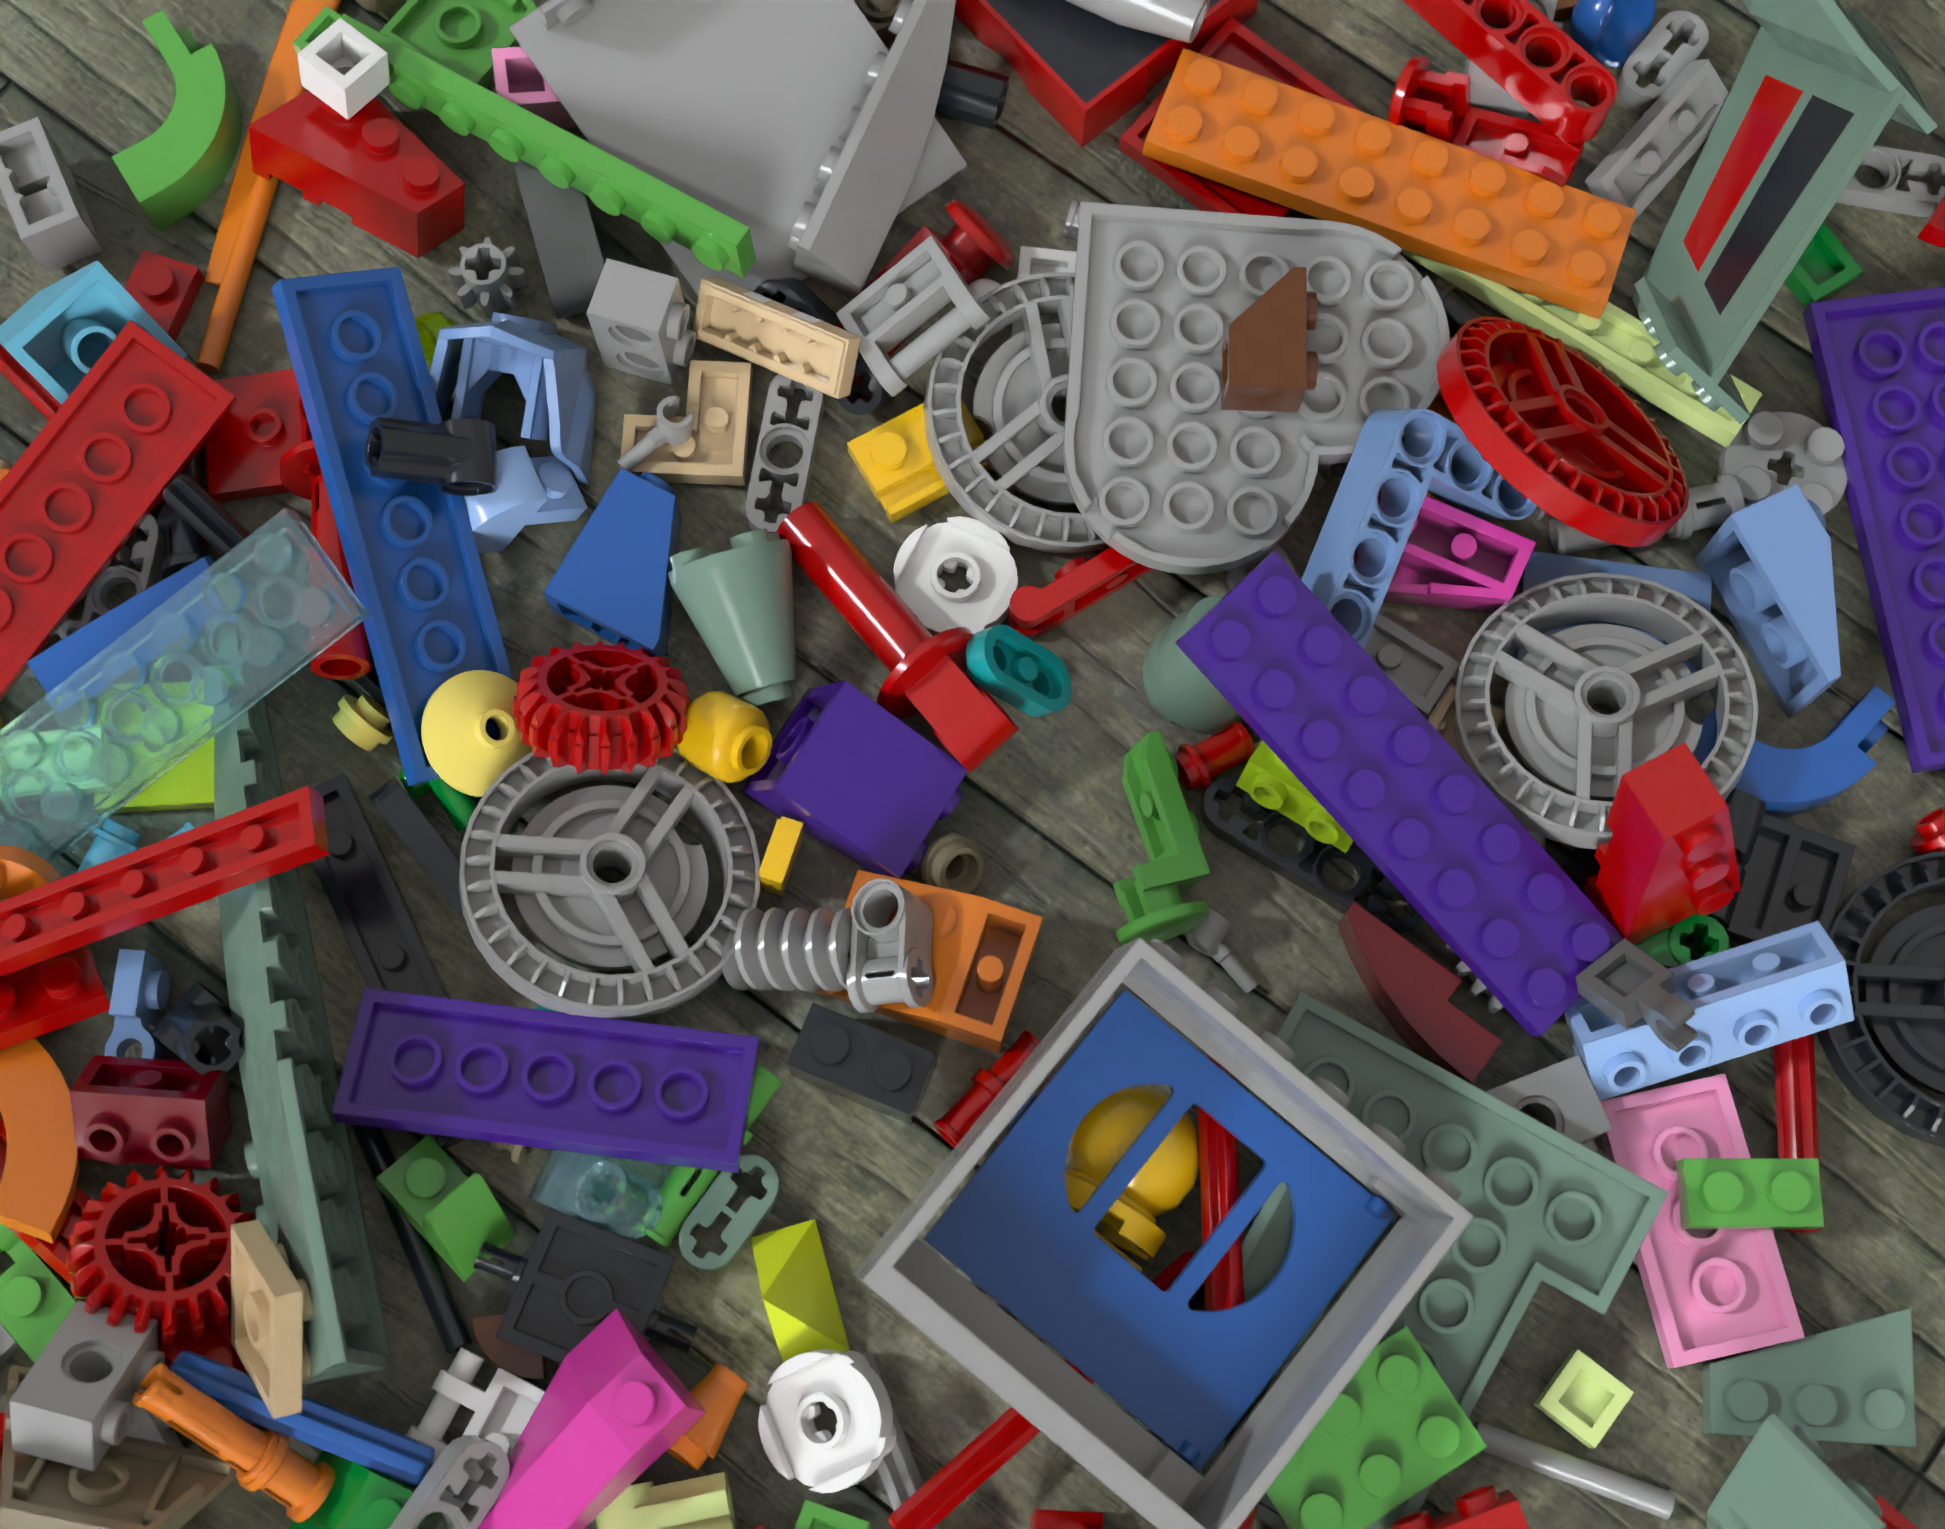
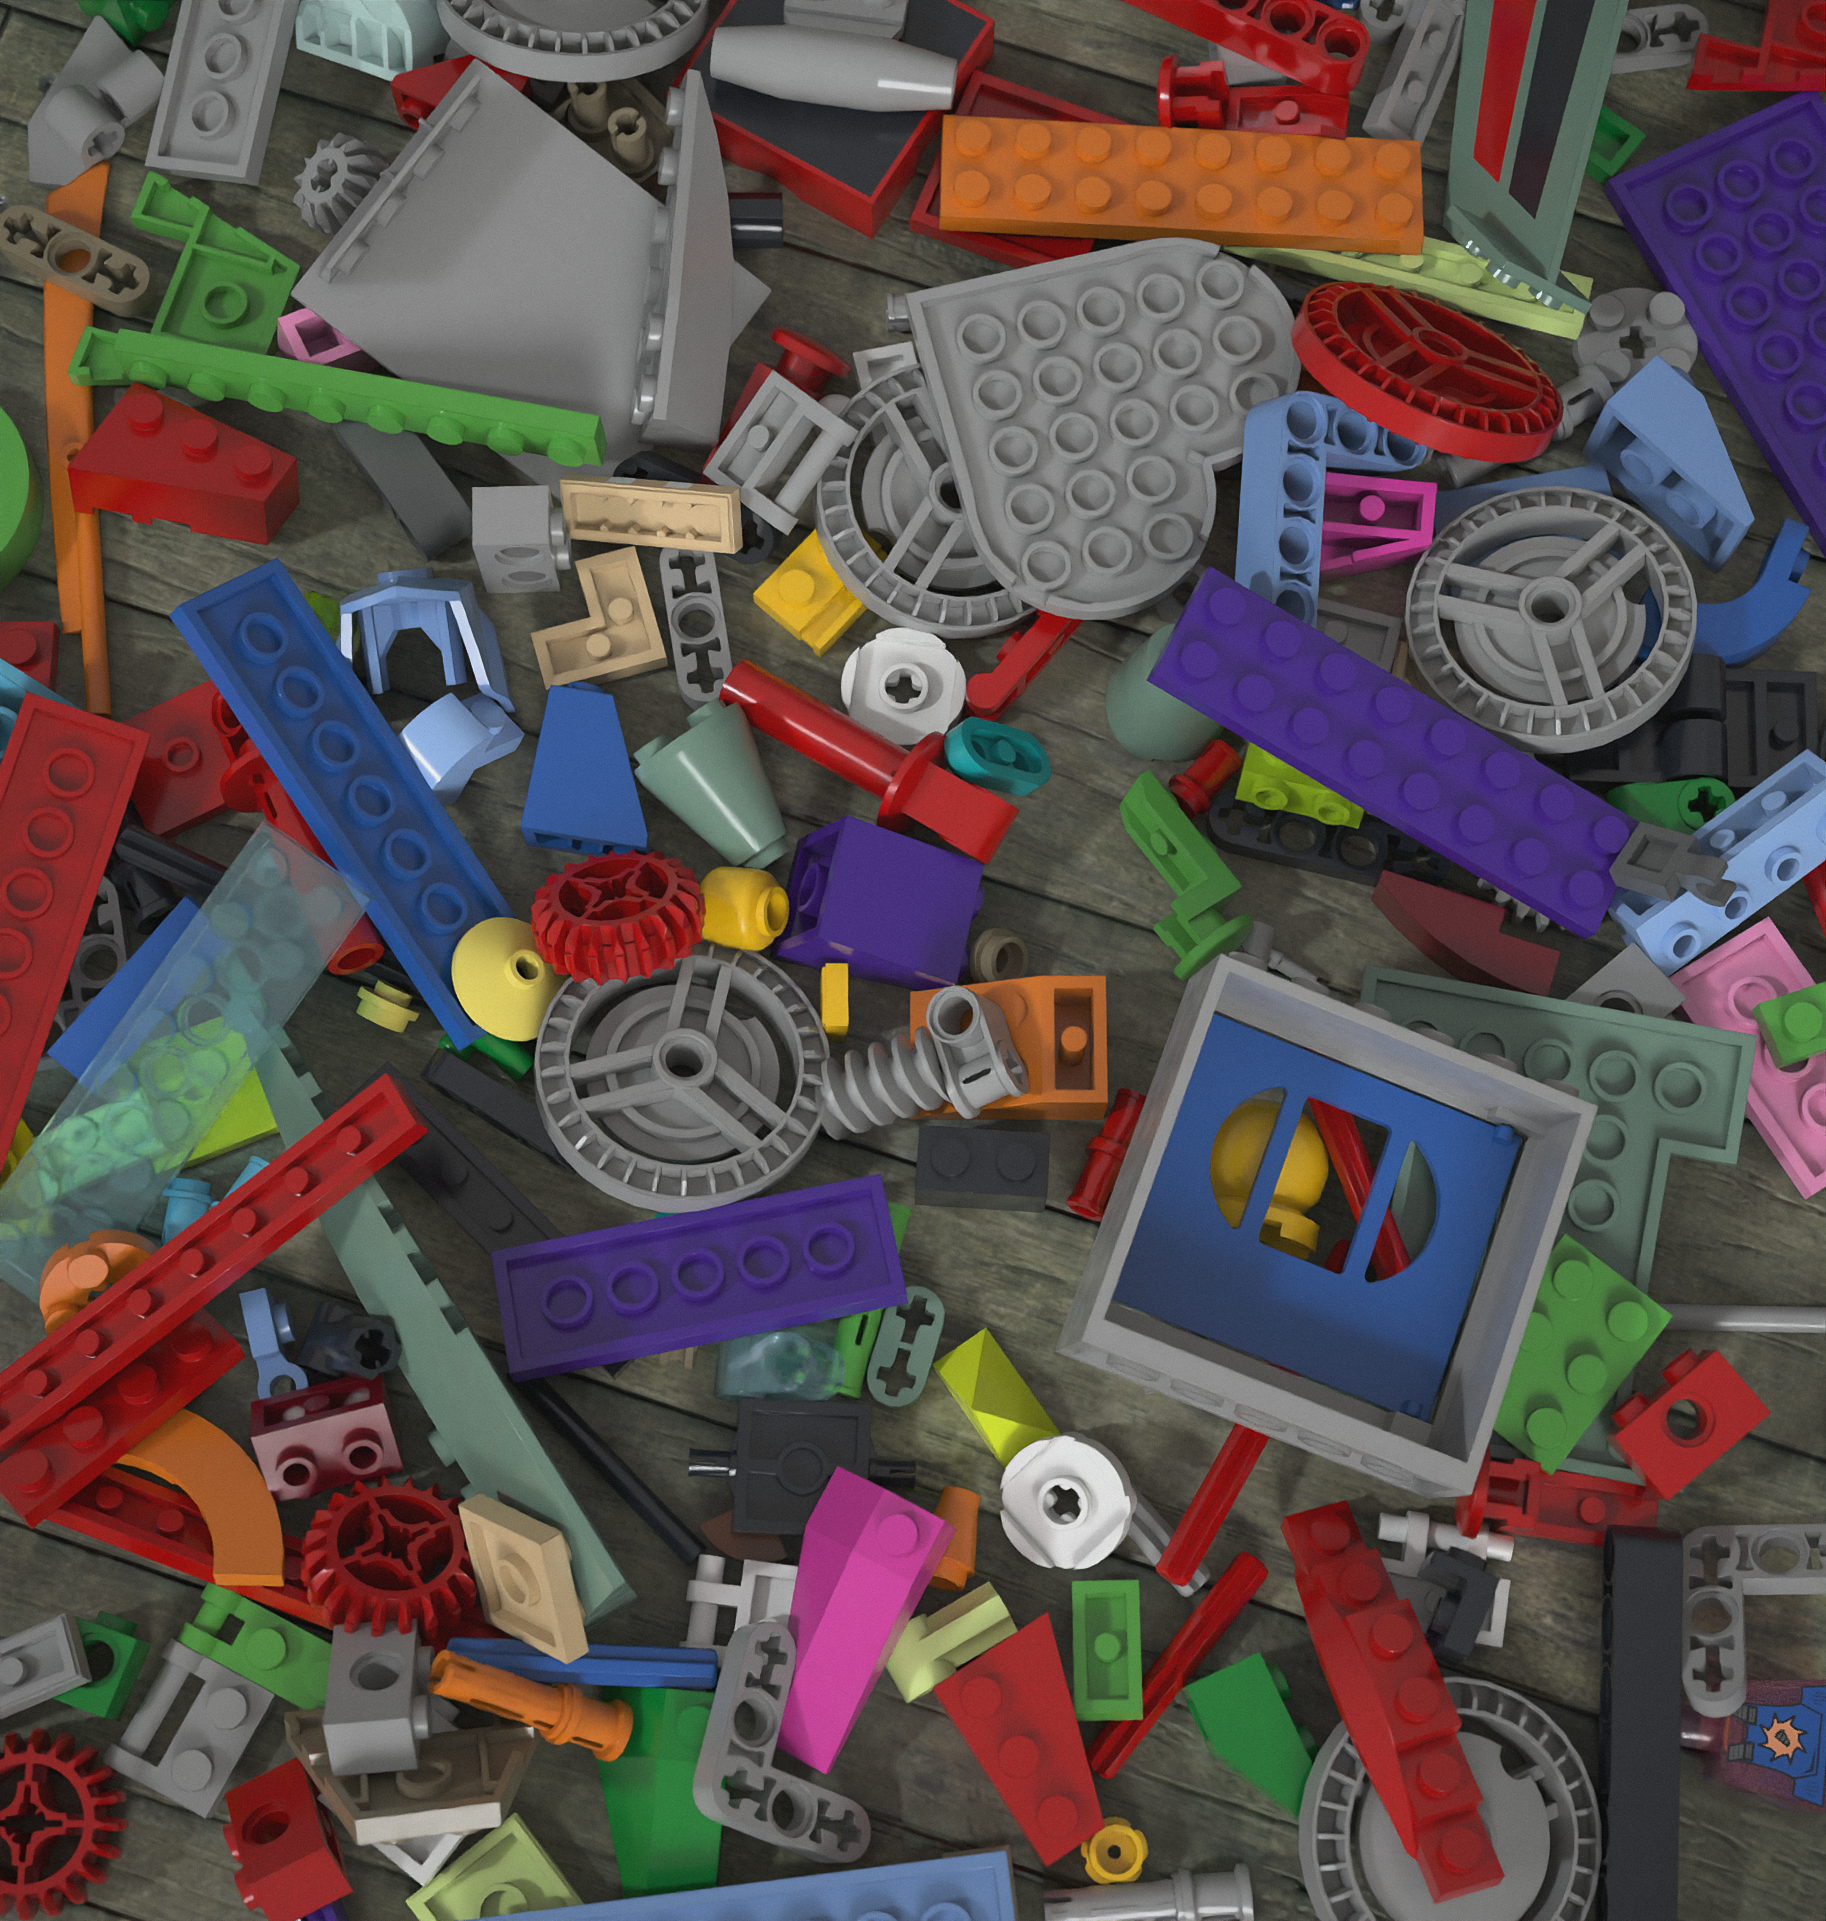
camera: 20 degrees left, 0 degrees up
(344, 68) = (146, 382): white plate -> none
(446, 1205) = (638, 1430): bright green slope -> none
(453, 454) = (390, 722): black piece -> none
(488, 277) = (353, 559): light grey gear -> none
(663, 432) = (576, 638): light grey hand -> none
(1267, 352) = (1133, 382): reddish brown slope -> none
(1583, 1398) = (1740, 1250): yellowish green plate -> none
(1666, 848) = (1653, 725): red wedge -> none

